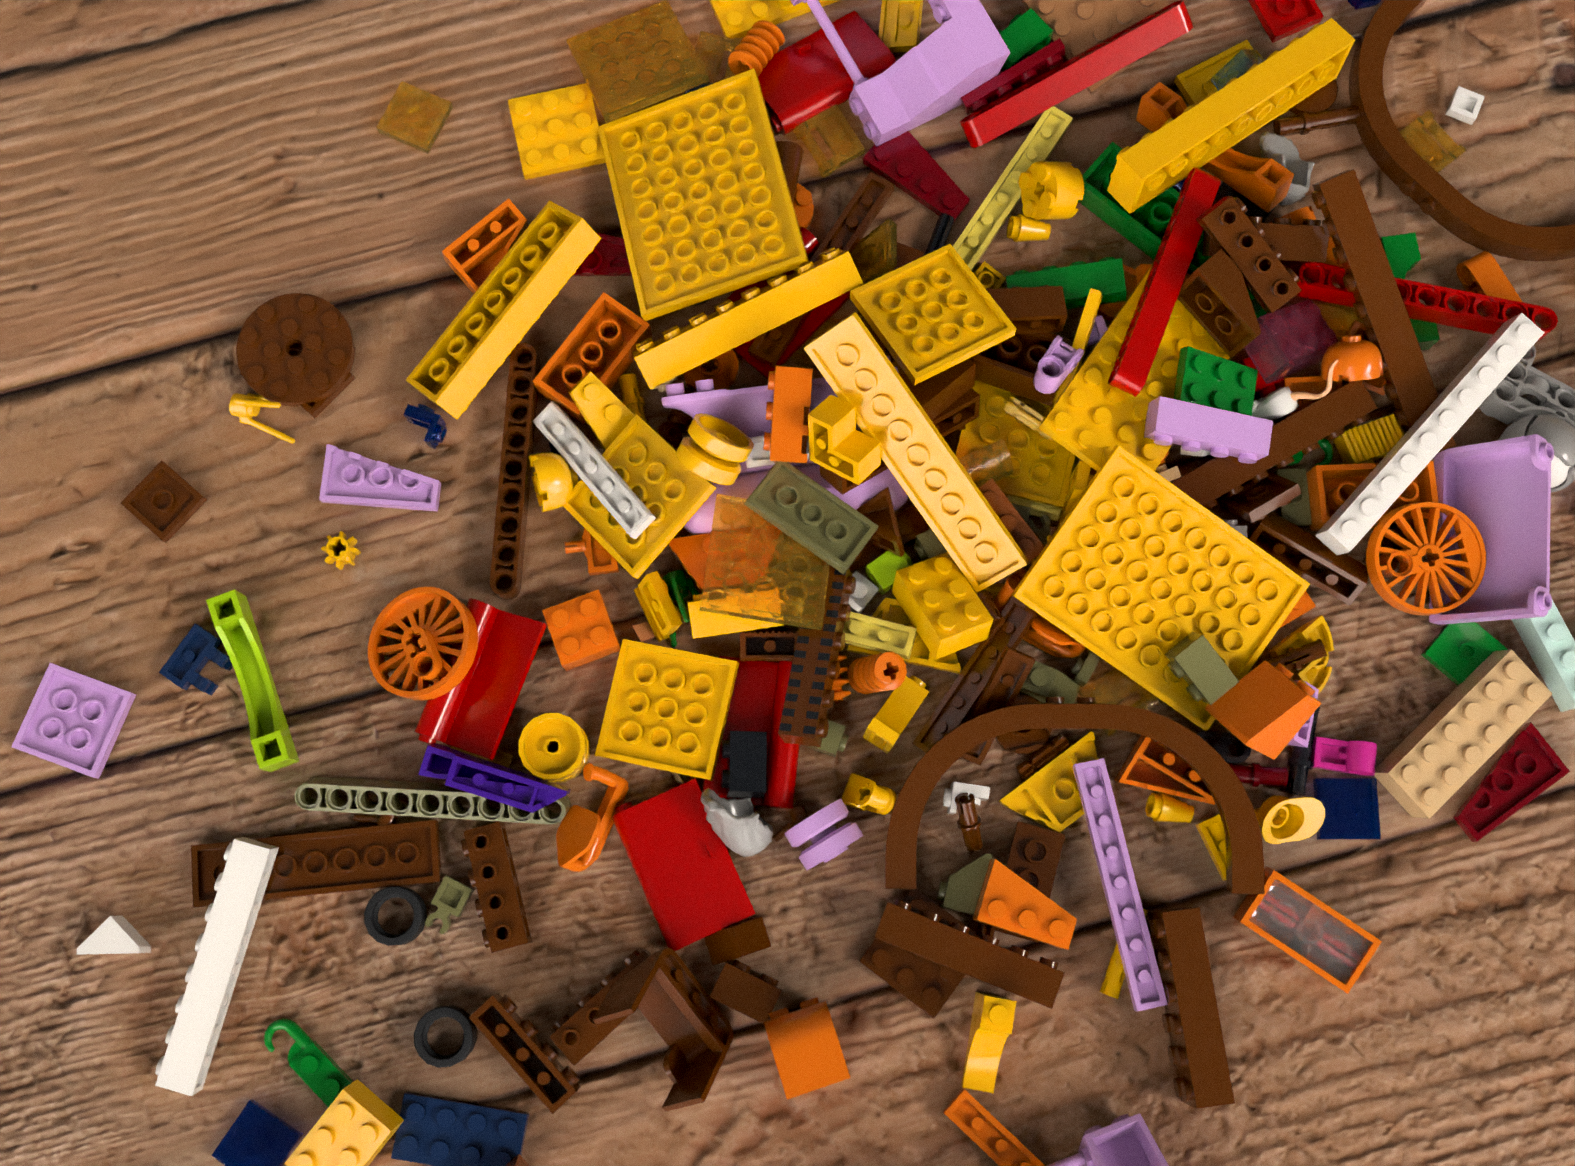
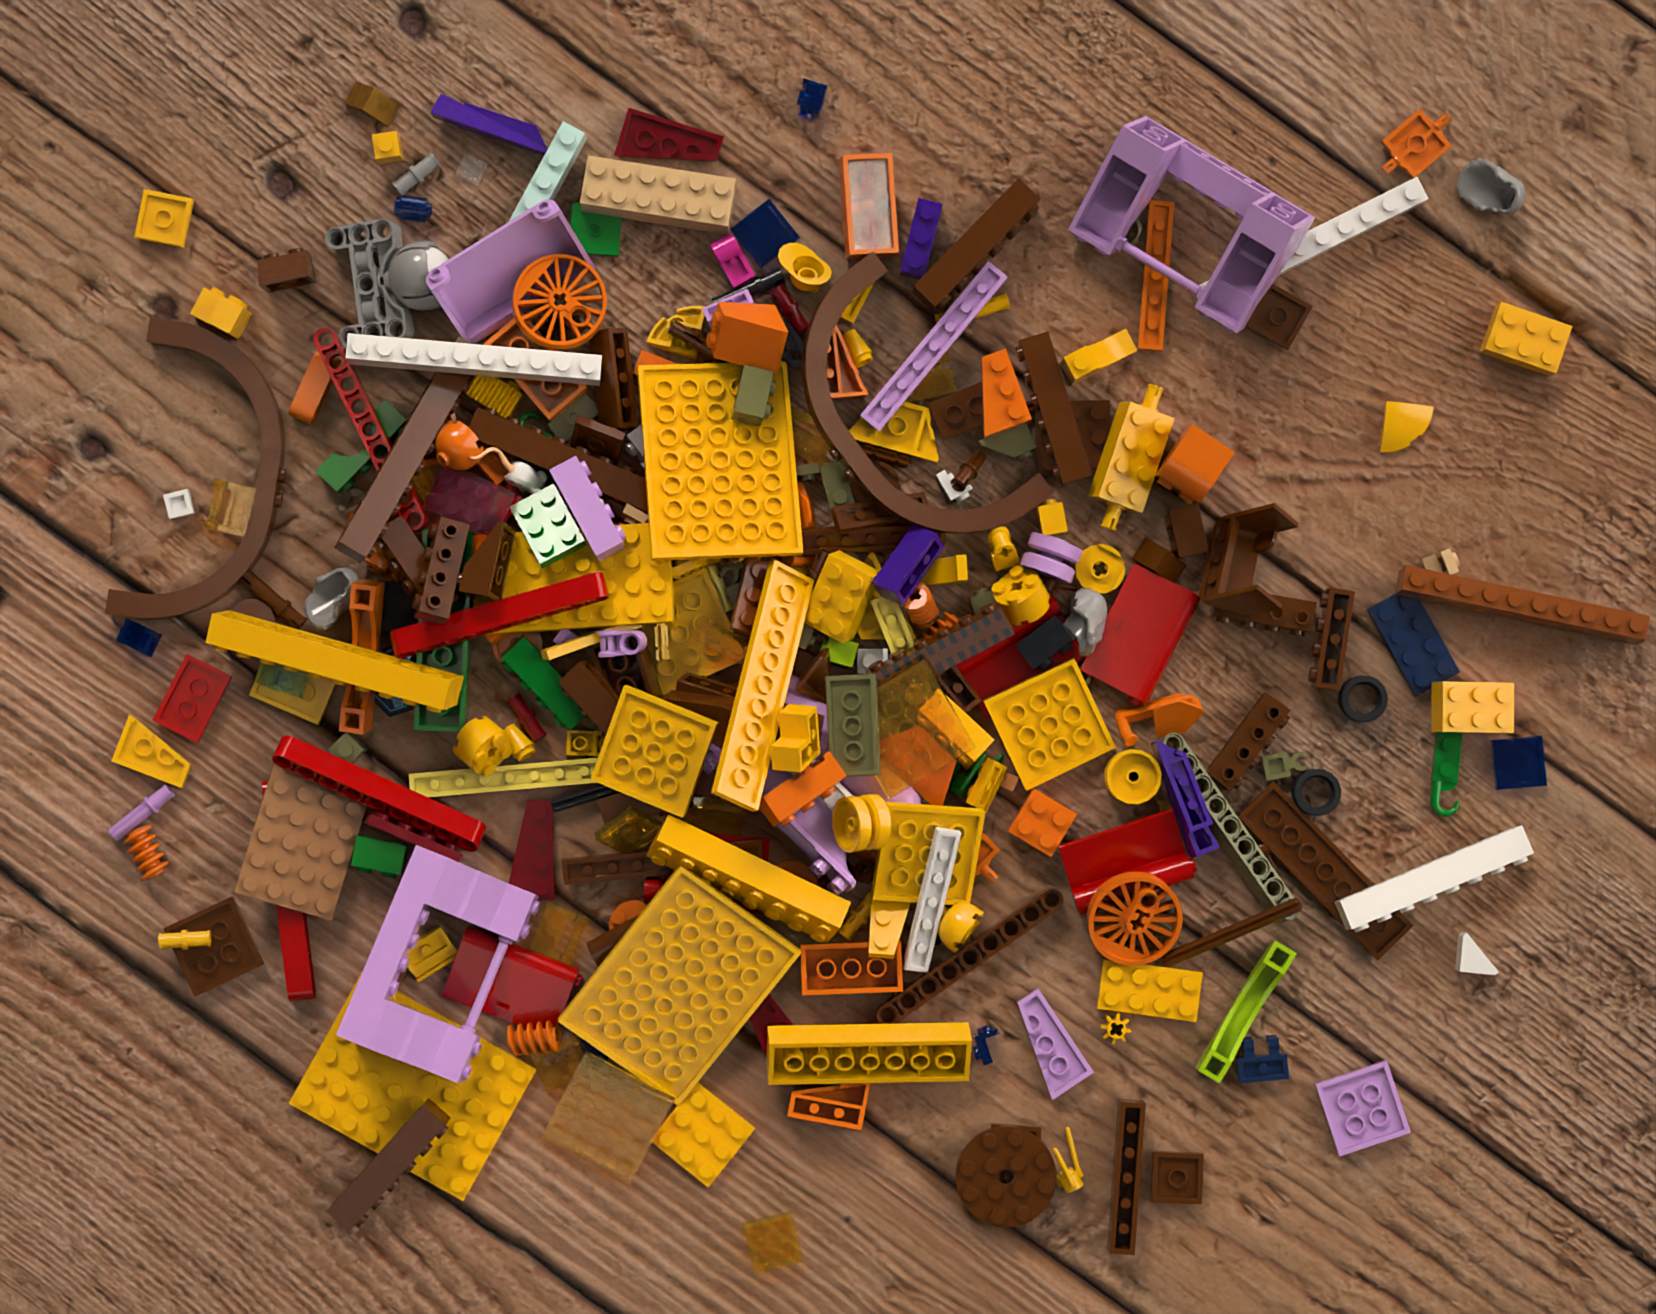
camera: 125 degrees left, 10 degrees up
(202, 454) = (1126, 1176): none -> reddish brown brick
(331, 727) = (1232, 932): none -> reddish brown axle
(346, 611) = (1150, 990): none -> yellow plate
(768, 892) = (1113, 564): none -> yellow plate
(809, 776) = (1022, 595): none -> yellow brick
(861, 867) = (1051, 518): none -> yellow brick
(862, 994) = (1131, 457): none -> yellow brick
(924, 688) = (908, 564): none -> dark purple brick
(1044, 252) = (526, 718): none -> dark red pin
(1079, 858) = (935, 384): none -> clear yellow plate
(1133, 83) = (348, 748): none -> olive brick
(1238, 958) = (920, 238): none -> dark purple brick
(1454, 958) = (811, 99): none -> clear blue brick

